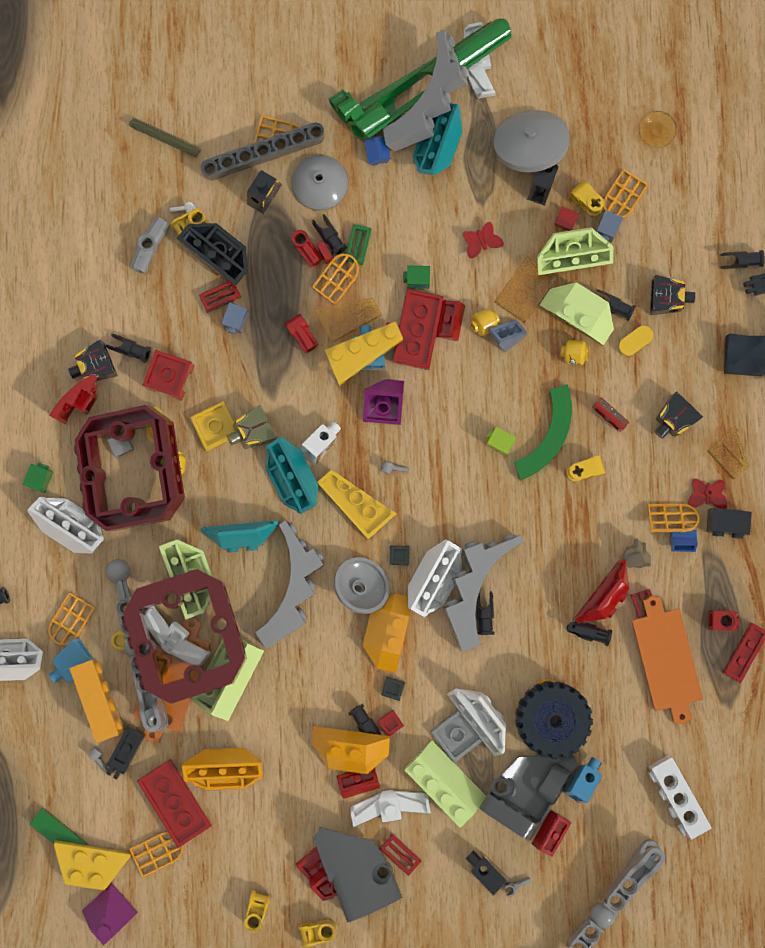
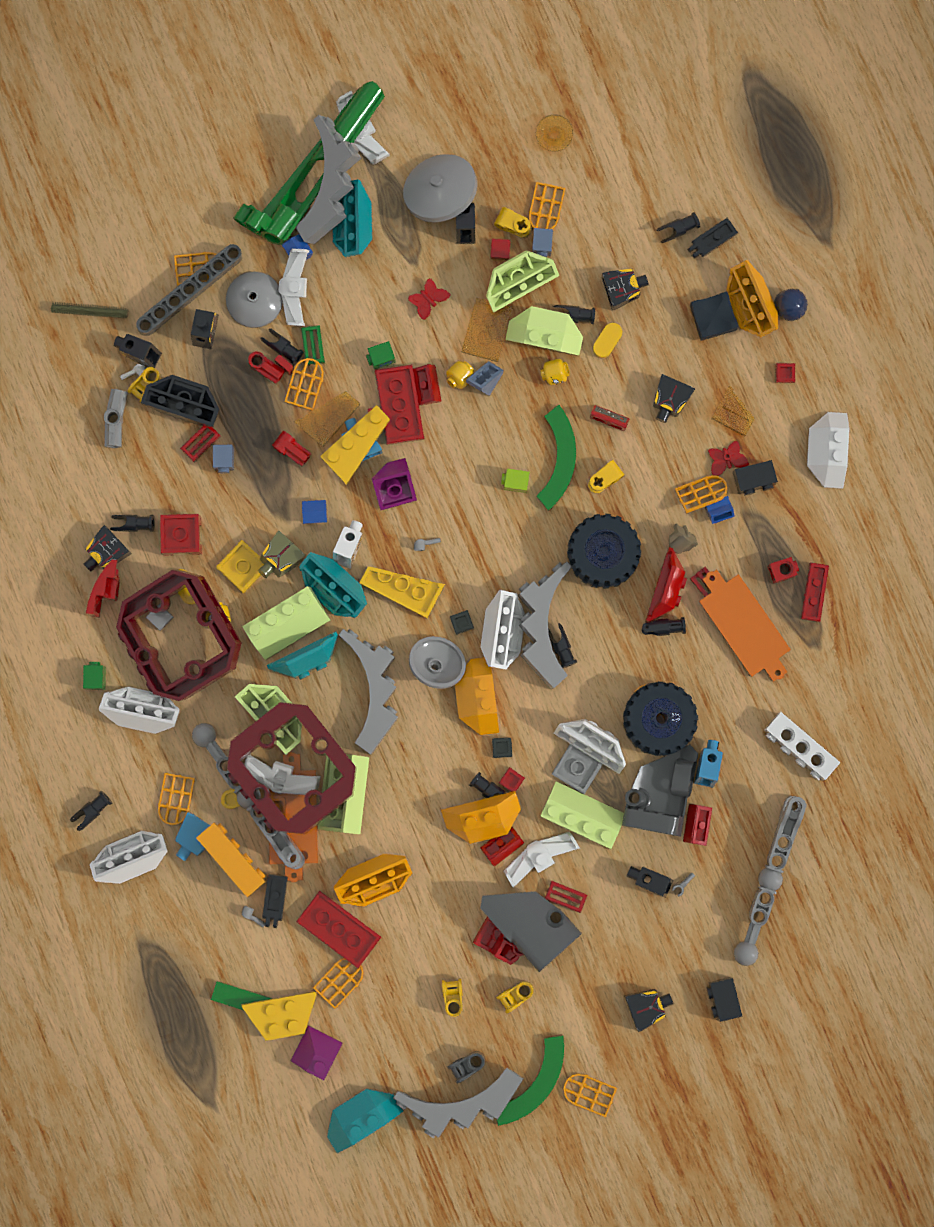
camera: 25 degrees left, 0 degrees up
(194, 189) = (138, 350): none -> black torso
(234, 494) = (286, 623): none -> yellowish green slope
(300, 400) = (314, 511): none -> blue piece
(360, 183) = (293, 287): none -> white plate
(559, 538) = (604, 551): none -> black wheel

